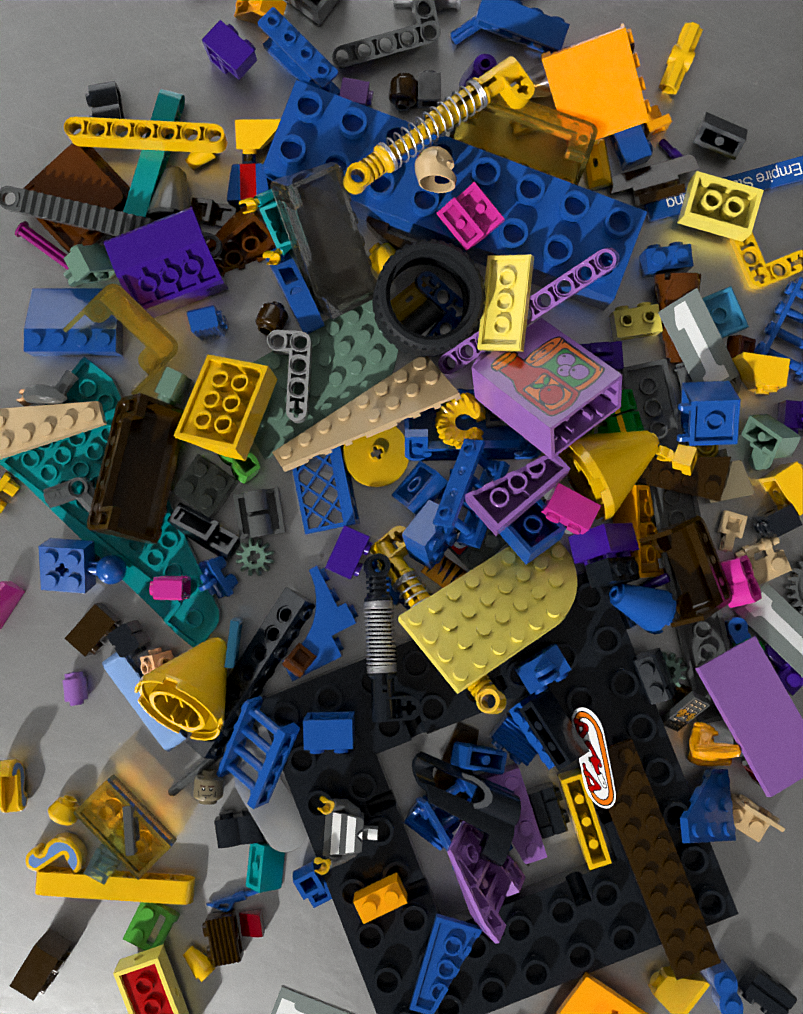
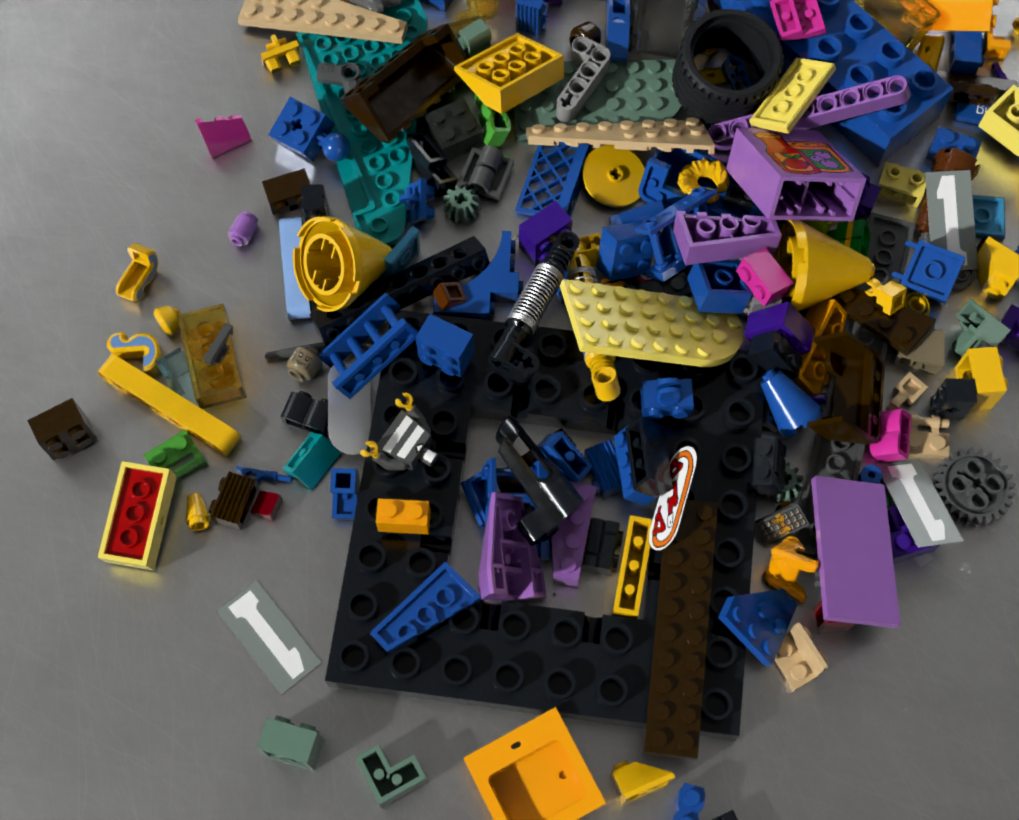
camera: 30 degrees right, 20 degrees down
(170, 588) = (378, 180): dark pink brick -> none

